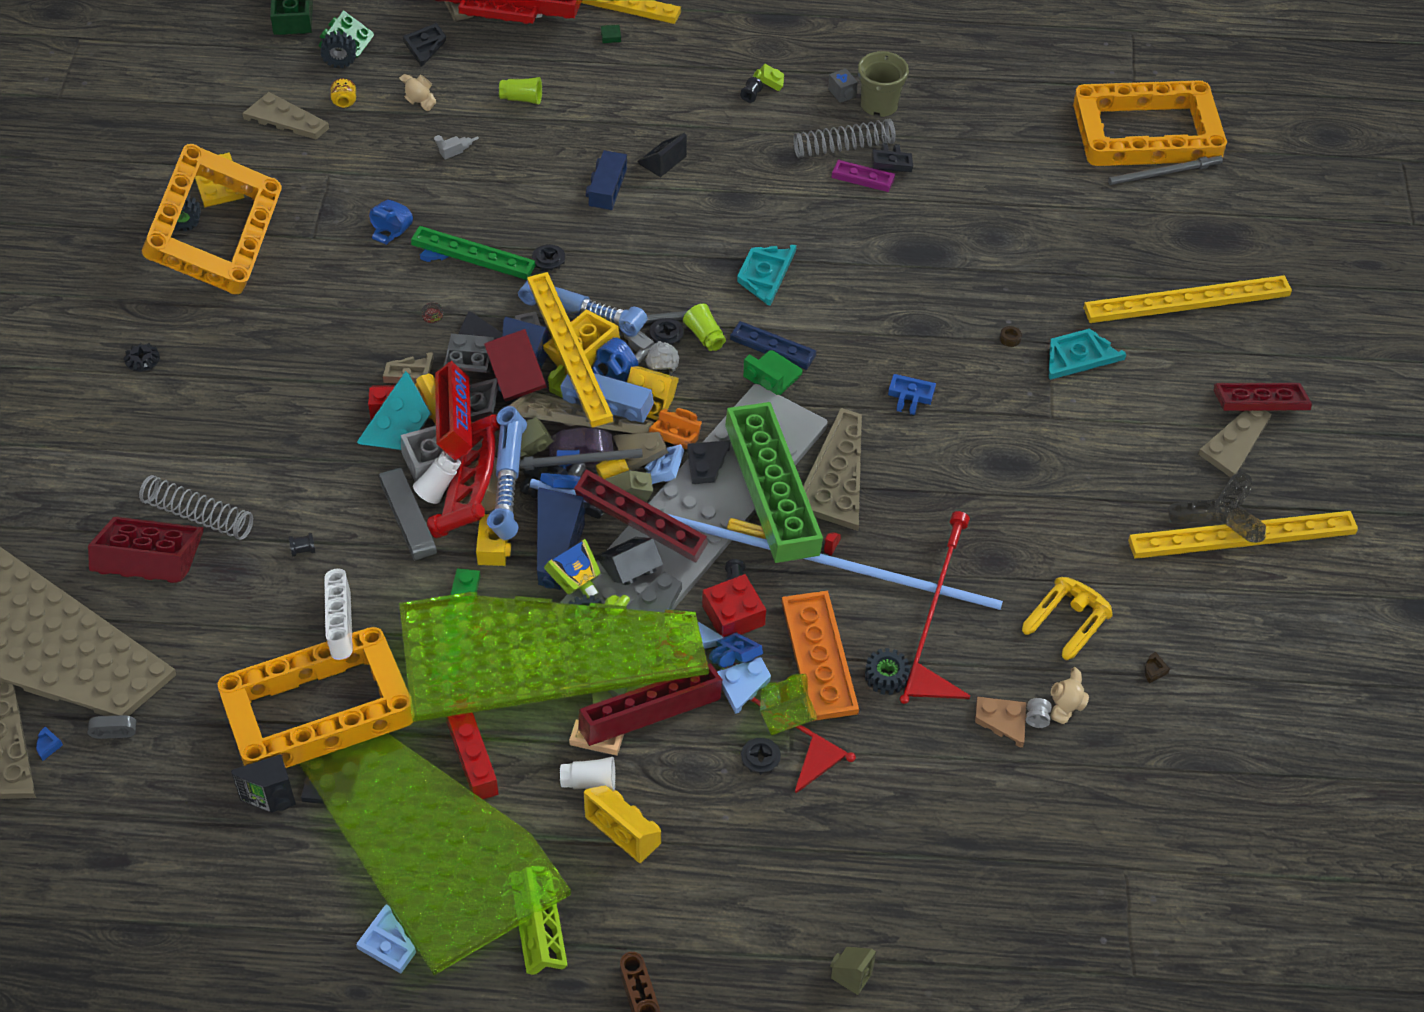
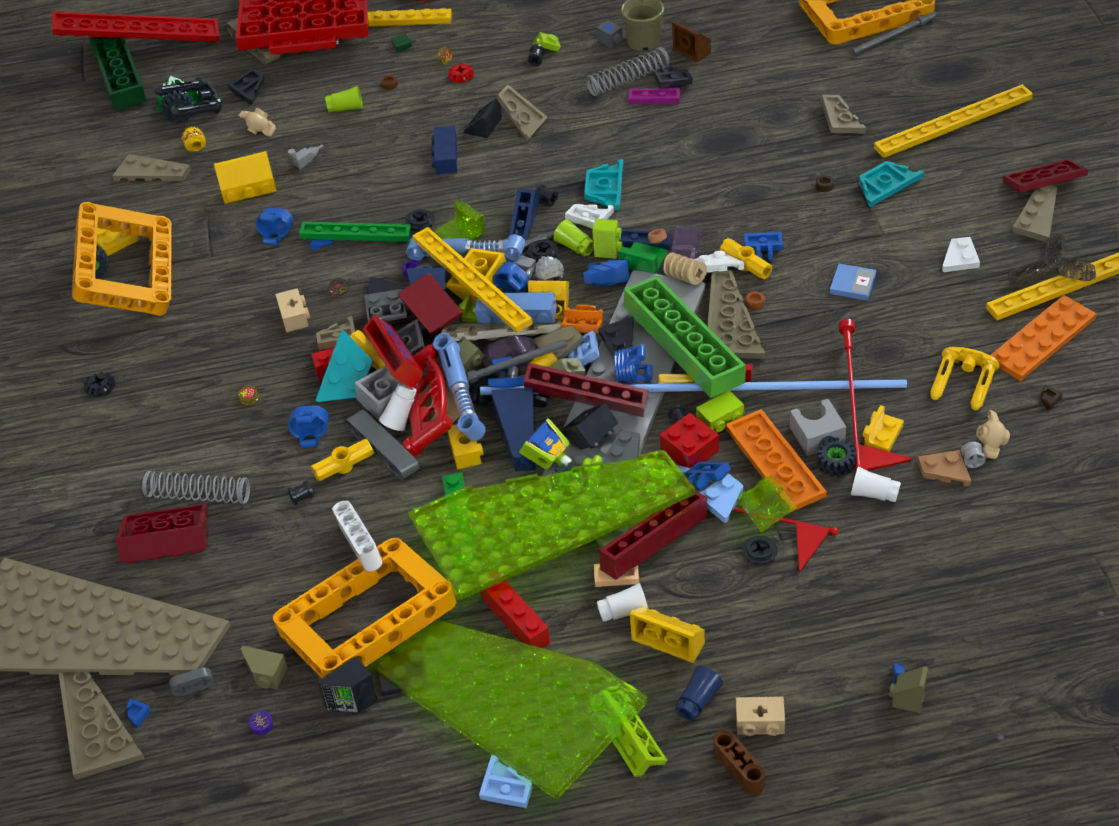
camera: 10 degrees left, 5 degrees down
(166, 794) = (261, 722): none -> dark purple tile
(192, 733) = (265, 666): none -> olive slope
(290, 414) = (248, 395): none -> clear yellow tile
(338, 464) = (306, 422): none -> blue piece
(359, 519) = (342, 460): none -> yellow piece
(371, 328) = (292, 310): none -> tan brick
(375, 41) = (205, 92): none -> black piece
(378, 156) = (245, 177): none -> yellow slope
(517, 309) = (409, 264): none -> dark purple tile
(579, 79) = (389, 82): none -> reddish brown tile
(592, 279) = (466, 224): none -> clear neon green bracket
(627, 900) = (698, 692): none -> dark blue plant
(651, 63) = (445, 55): none -> clear yellow tile
(661, 283) = (524, 212): none -> dark blue slope
(668, 92) = (455, 75): none -> red gear
(696, 946) = (760, 715): none -> tan brick
(698, 267) = (547, 195): none -> black bush
(701, 495) = (628, 362): none -> blue piece
(706, 157) = (521, 111): none -> dark tan wing
(724, 380) = (607, 273): none -> blue connector
(733, 303) = (588, 214): none -> white wing
(738, 338) = (606, 238): none -> lime brick
(781, 581) = (720, 411): none -> lime brick
(796, 350) = (657, 236): none -> nougat tile
(809, 399) = (684, 268): none -> tan piece
(824, 369) = (687, 241): none -> clear purple brick
(848, 400) = (720, 261): none -> white wing
(852, 939) = (897, 669): none -> blue tile
(874, 635) = (813, 432): none -> light grey piece
(875, 457) = (755, 300): none -> dark orange tile
(884, 404) = (747, 255): none -> yellow piece
(913, 718) = (874, 486): none -> white plant
(928, 121) = (690, 42): none -> reddish brown slope
(950, 654) = (882, 430): none -> yellow bracket
(992, 465) = (853, 282): none -> medium blue tile
(1060, 258) = (839, 117): none -> dark tan wing
(1126, 467) = (960, 255): none -> white wing
(1177, 593) = (1043, 337): none -> orange plate

